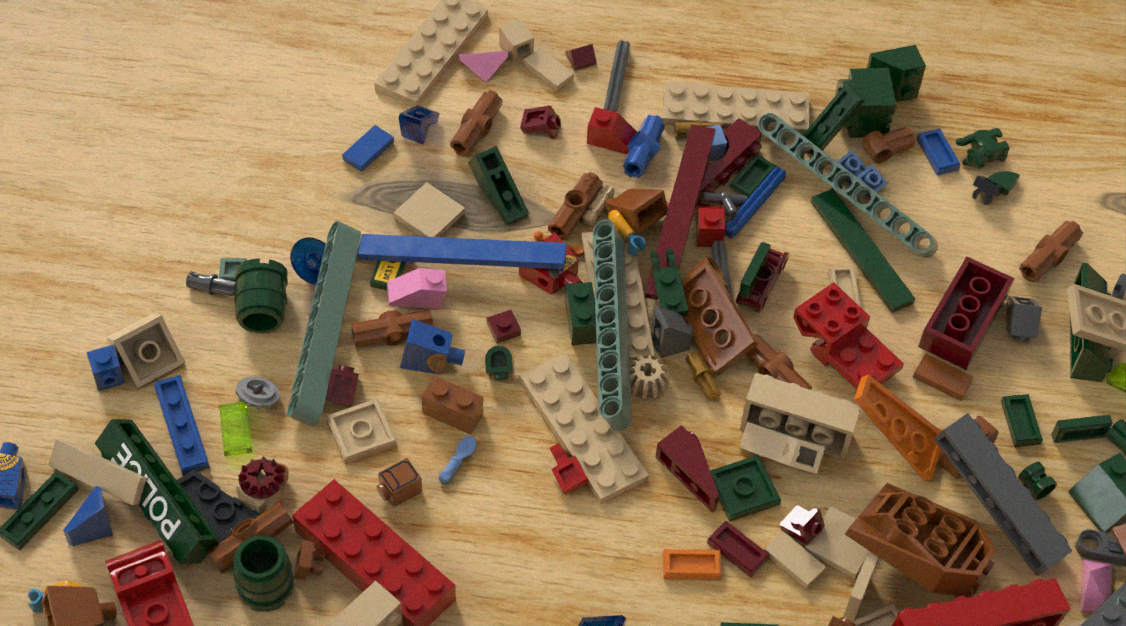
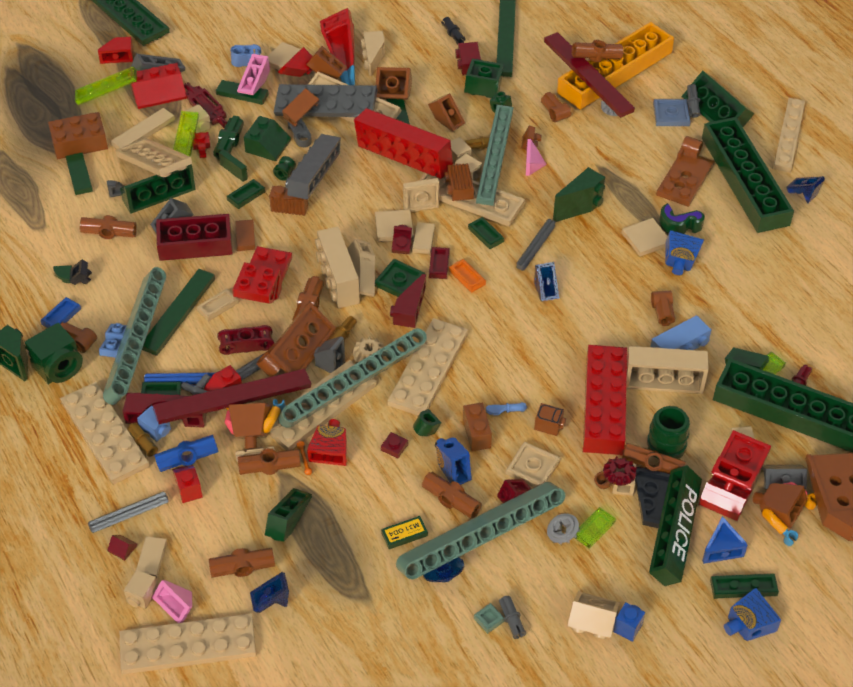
camera: 125 degrees left, 5 degrees down
(97, 471) = (697, 563): tan tile -> none
(181, 425) = (619, 559): blue tile -> none
(260, 295) = (500, 571): dark green piece -> none
(305, 561) = (638, 428): dark orange tile -> none
(368, 148) = (317, 615): blue tile -> none
(418, 289) = (413, 495): bright pink slope -> none
(429, 212) = (342, 541): tan tile -> none
(462, 251) = (366, 488): blue tile -> none
(541, 119) = (209, 526): dark red bracket -> none
(568, 471) = (466, 350): red plate -> none
(581, 313) = (353, 406): dark green brick -> none
(668, 284) = (298, 369): dark green hinge -> none
(754, 270) = (254, 329): dark green tile -> none
(834, 117) = (87, 358): dark green tile -> none
(901, 426) = (306, 222): orange wing -> none
(925, 541) = (372, 180): dark orange hinge -> none
(984, 147) = (42, 290): dark green animal -> none
(1095, 585) = (328, 128): bright pink slope -> none

